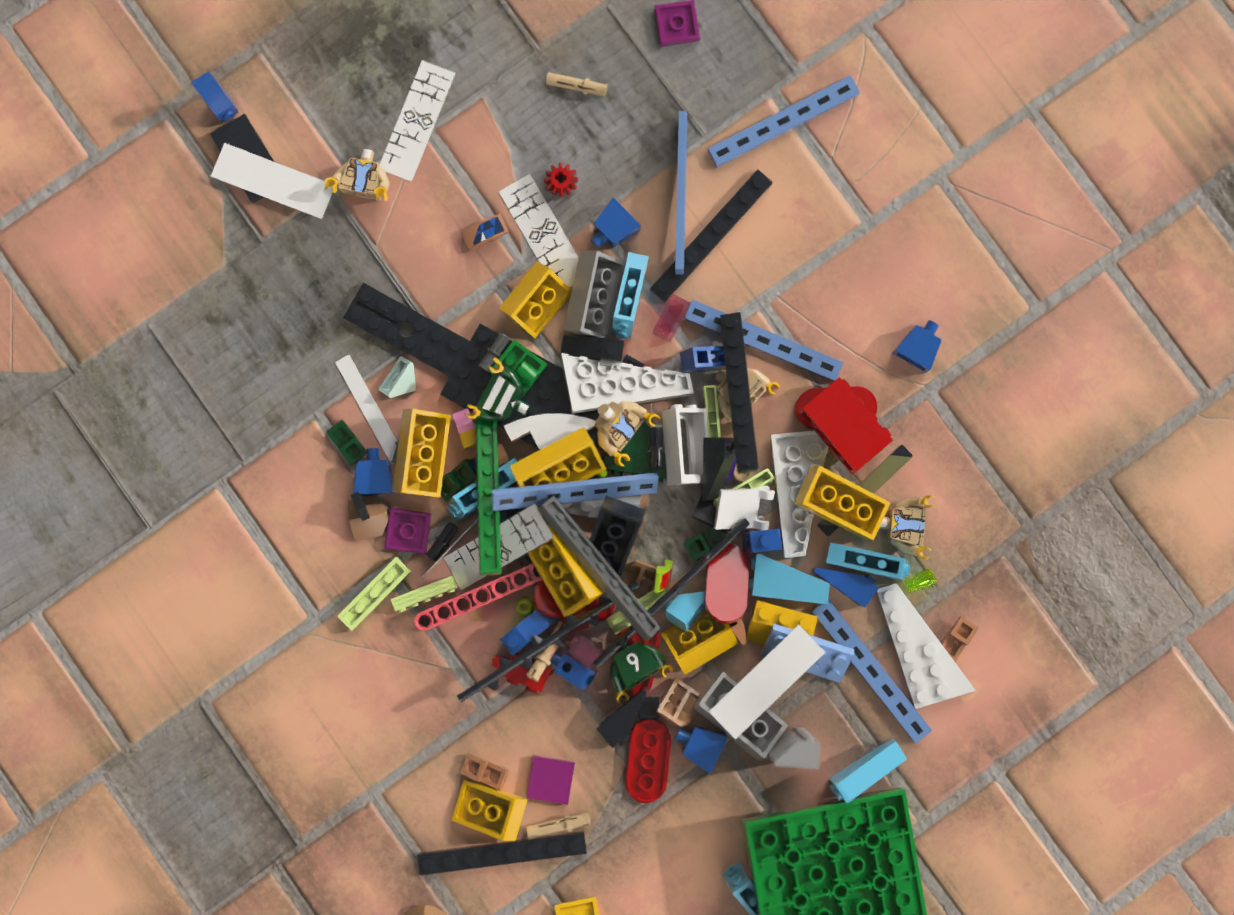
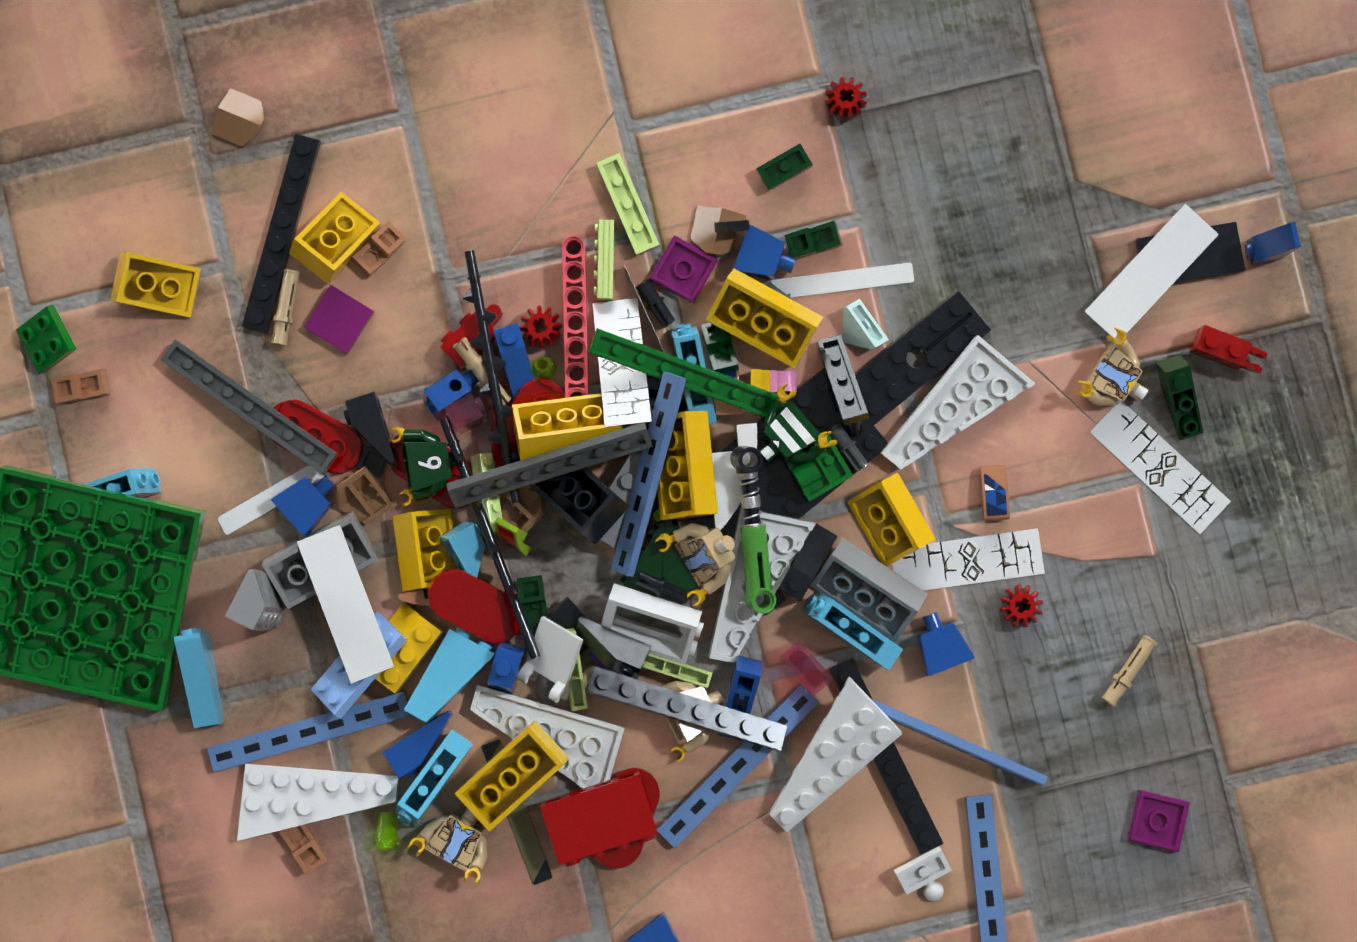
camera: 120 degrees right, 0 degrees up
(232, 454) = (845, 89): none -> red gear
(299, 485) = (784, 167): none -> dark green plate
(309, 104) = (1226, 349): none -> red hinge
(357, 125) = (1180, 396): none -> dark green slope
(421, 283) = (965, 393): none -> white wing
(446, 374) = (843, 383): none -> piece
(491, 615) = (532, 331): none -> red gear
(587, 394) = (753, 532): none -> piece
(646, 821) = (249, 407): none -> dark grey plate
(714, 780) = (262, 502): none -> white sticker
(722, 269) = (840, 748): none -> white wing
(785, 174) = (923, 872): none -> white plate

